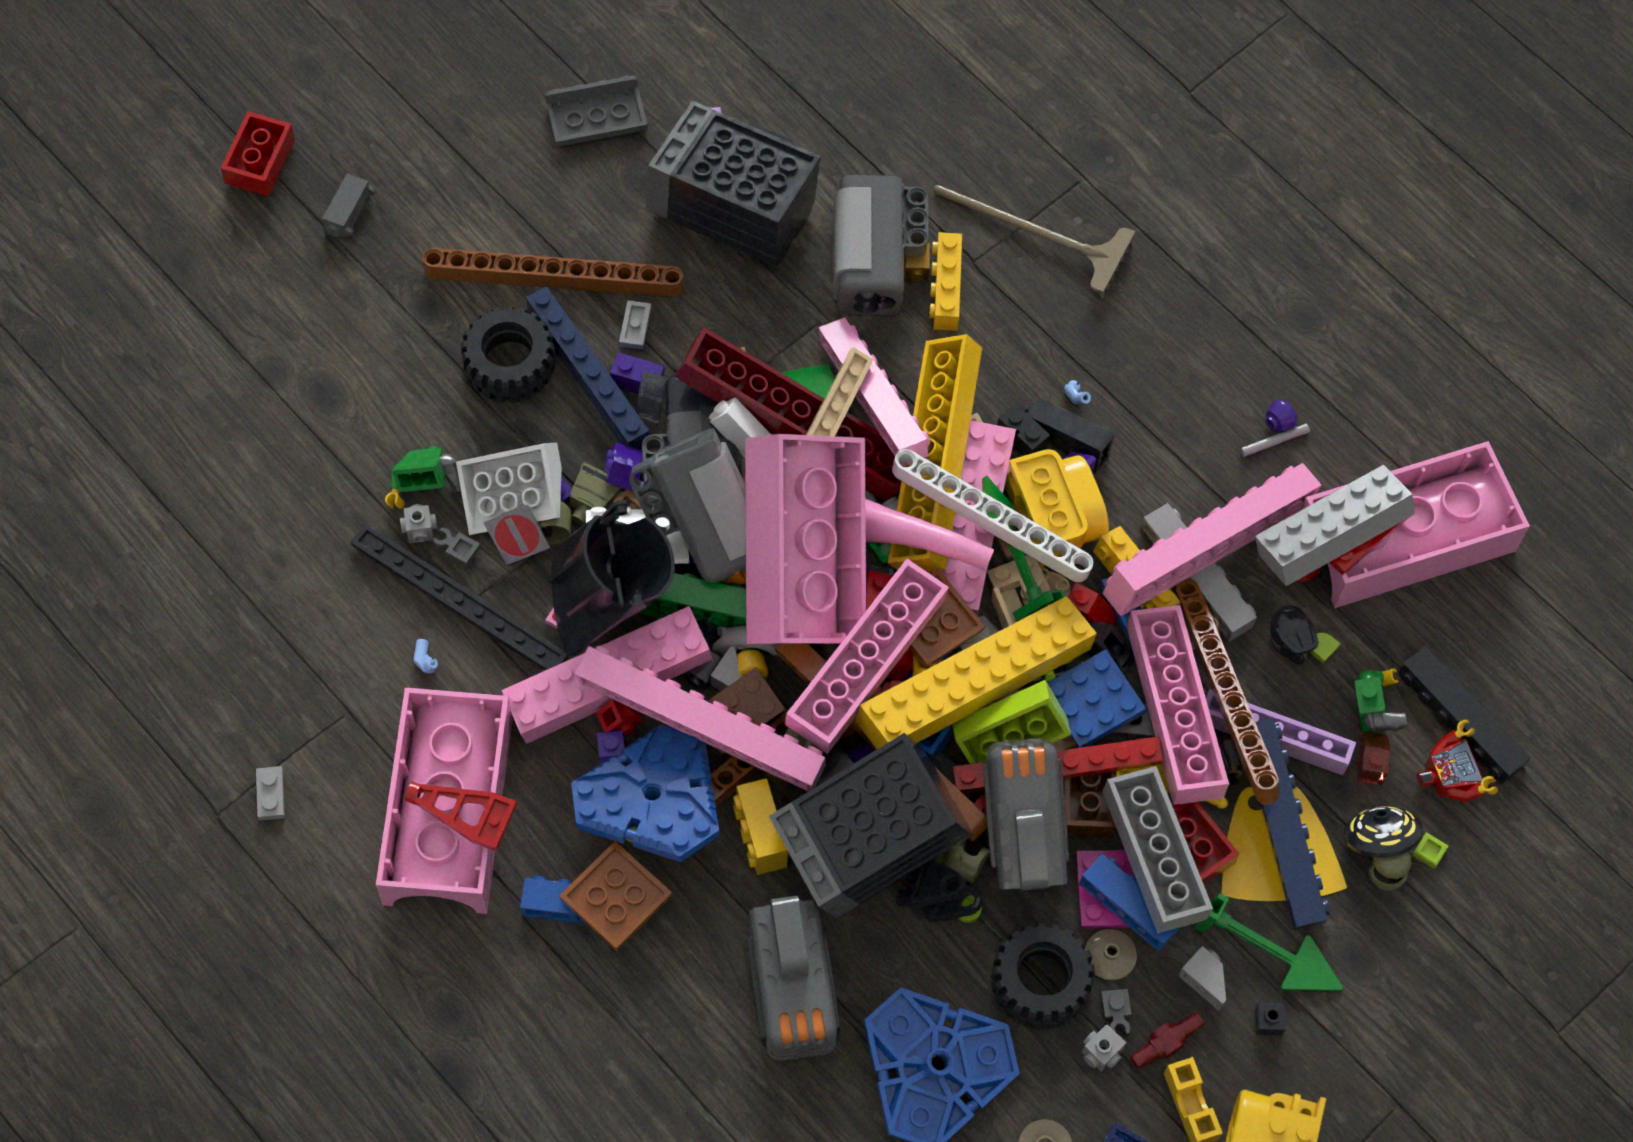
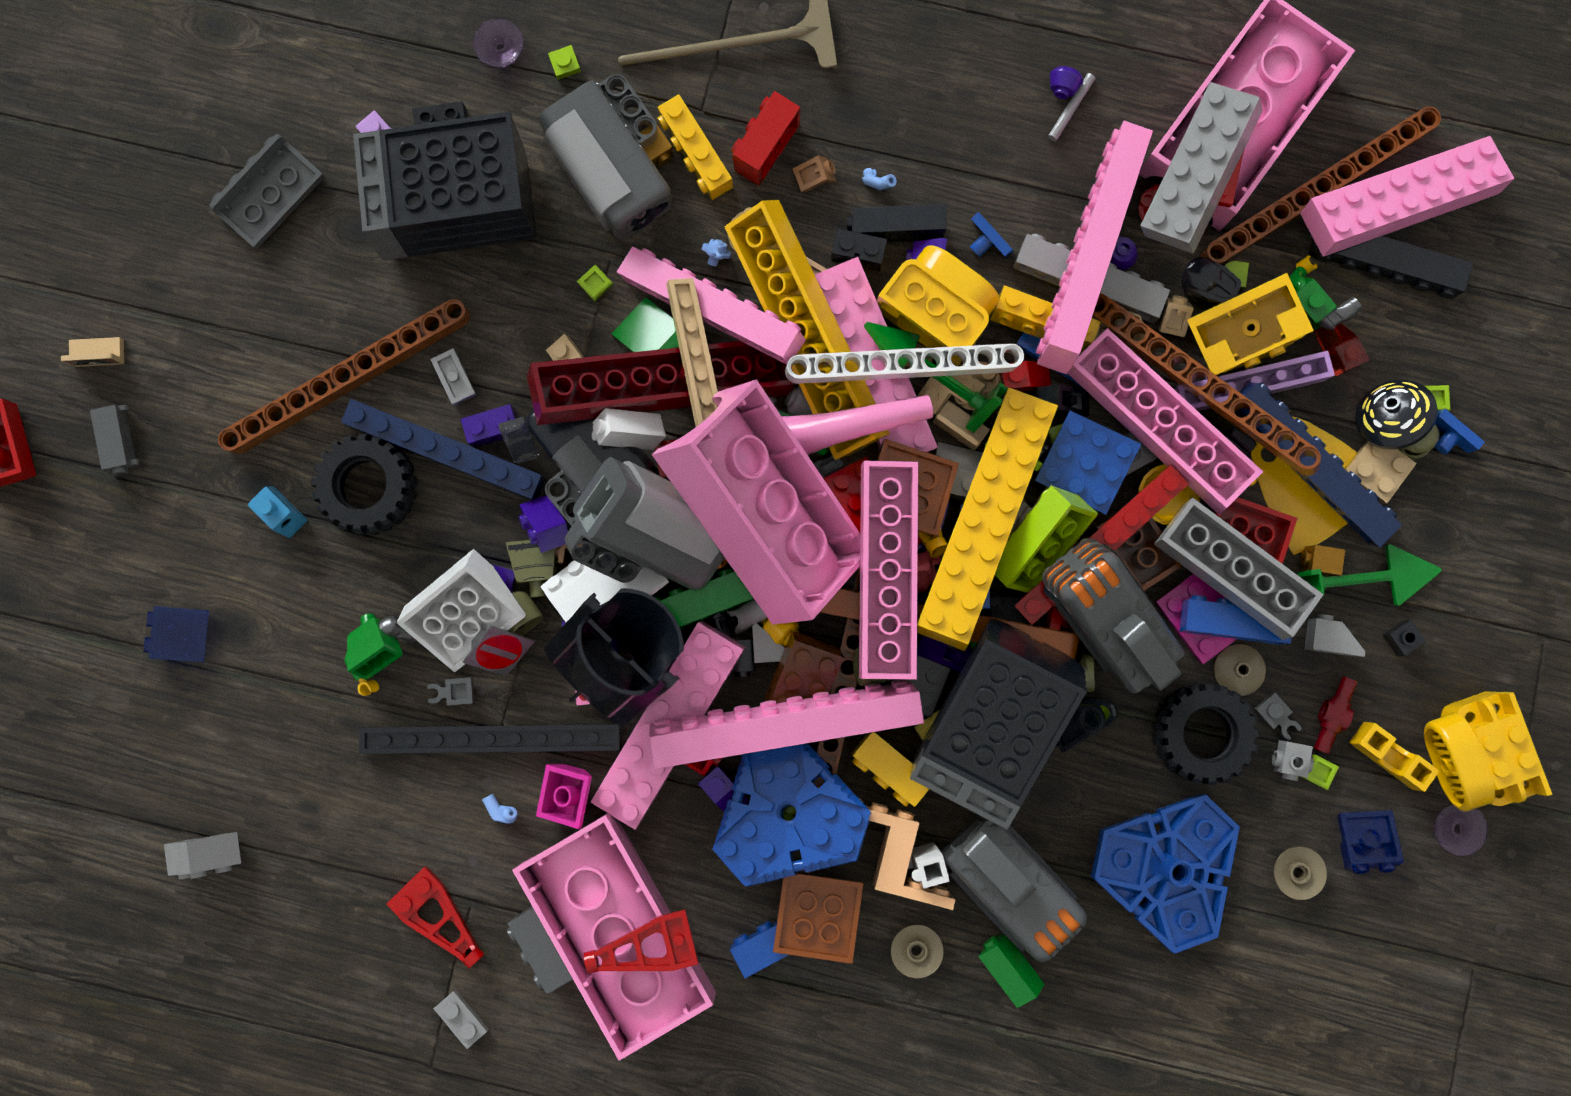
camera: 30 degrees left, 20 degrees up
(175, 530) = (196, 856): none -> light grey brick
(282, 367) = (176, 634): none -> clear blue plate
(308, 677) = (414, 895): none -> red plate
(376, 773) = (538, 951): none -> dark grey brick
(380, 140) = (95, 352): none -> tan panel
(418, 523) = (413, 700): light grey brick -> none
(427, 325) = (275, 509): none -> dark azure torso
(484, 669) = (564, 795): none -> dark pink slope
(670, 976) = (919, 964): none -> dark tan dish
(715, 895) = (895, 859): none -> light nougat bracket
(733, 916) = (928, 865): none -> white brick
(742, 1054) = (1011, 970): none -> green brick
(796, 329) = (595, 283): none -> lime tile
(850, 111) = (497, 32): none -> clear purple dish
(891, 163) = (564, 62): none -> lime plate
(908, 364) = (716, 251): none -> light blue plant
(1007, 307) = (765, 137): none -> red brick
(1029, 358) = (814, 173): none -> medium nougat bracket
(1122, 1081) = (1322, 772): none -> lime tile
(1135, 490) = (988, 238): none -> blue tile
(1238, 570) = (1124, 253): none -> dark purple cone
(1243, 907) = (1327, 559): none -> pearl gold brick
(1249, 644) = (1175, 316): none -> tan bracket
(1302, 680) = (1269, 307): none -> yellow brick
(1343, 874) = (1381, 470): none -> tan plate
(1426, 884) = (1455, 433): none -> blue tile
(1450, 618) = (1329, 180): none -> dark orange beam
(1454, 770) = (1413, 314): torso -> none
(1506, 669) = (1406, 195): none -> bright pink brick

